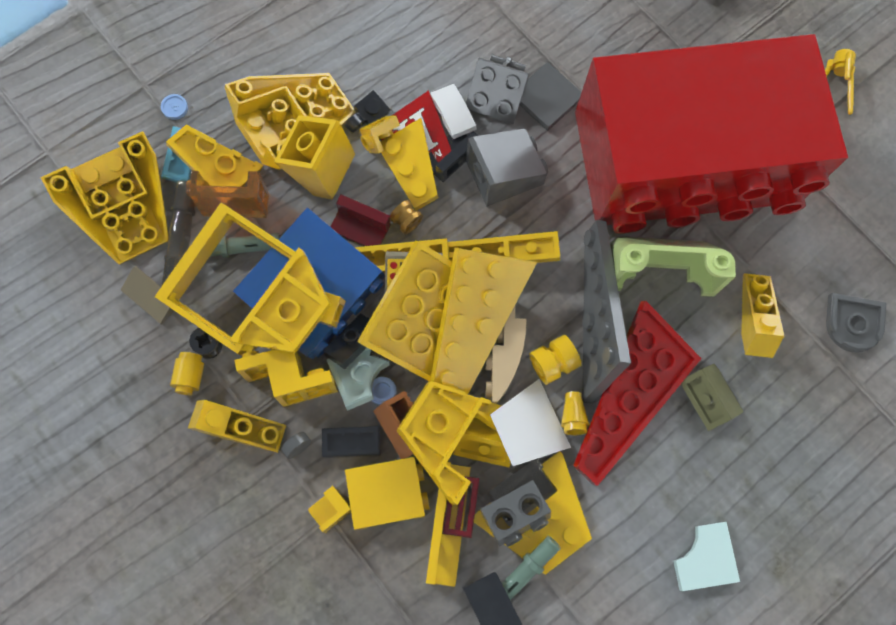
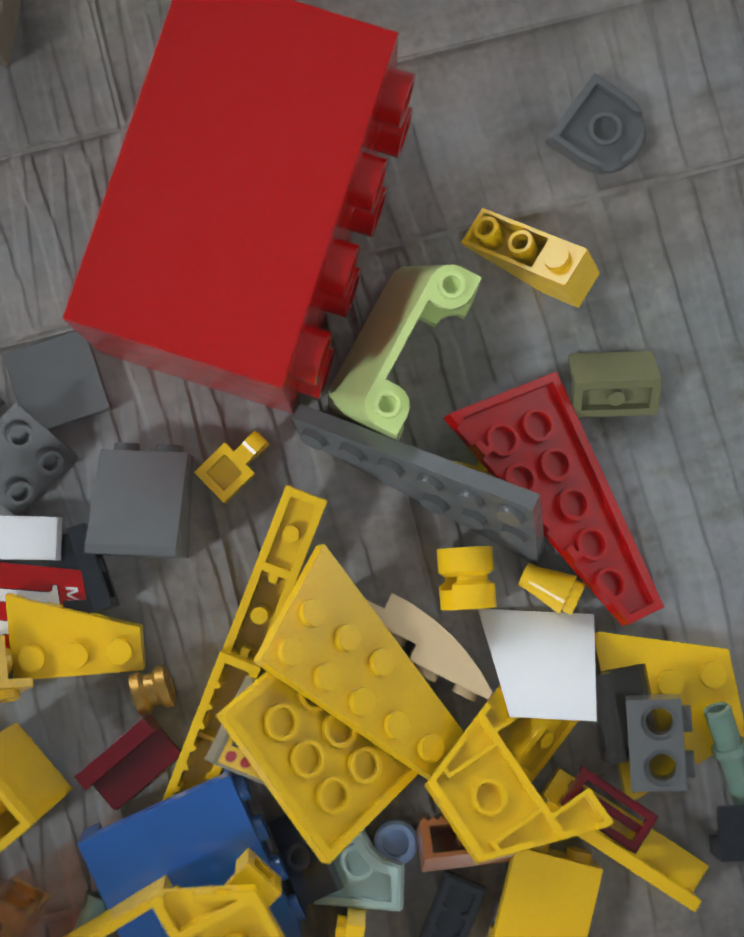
camera: 60 degrees left, 10 degrees up
(548, 202) = (228, 469): none -> yellow plate

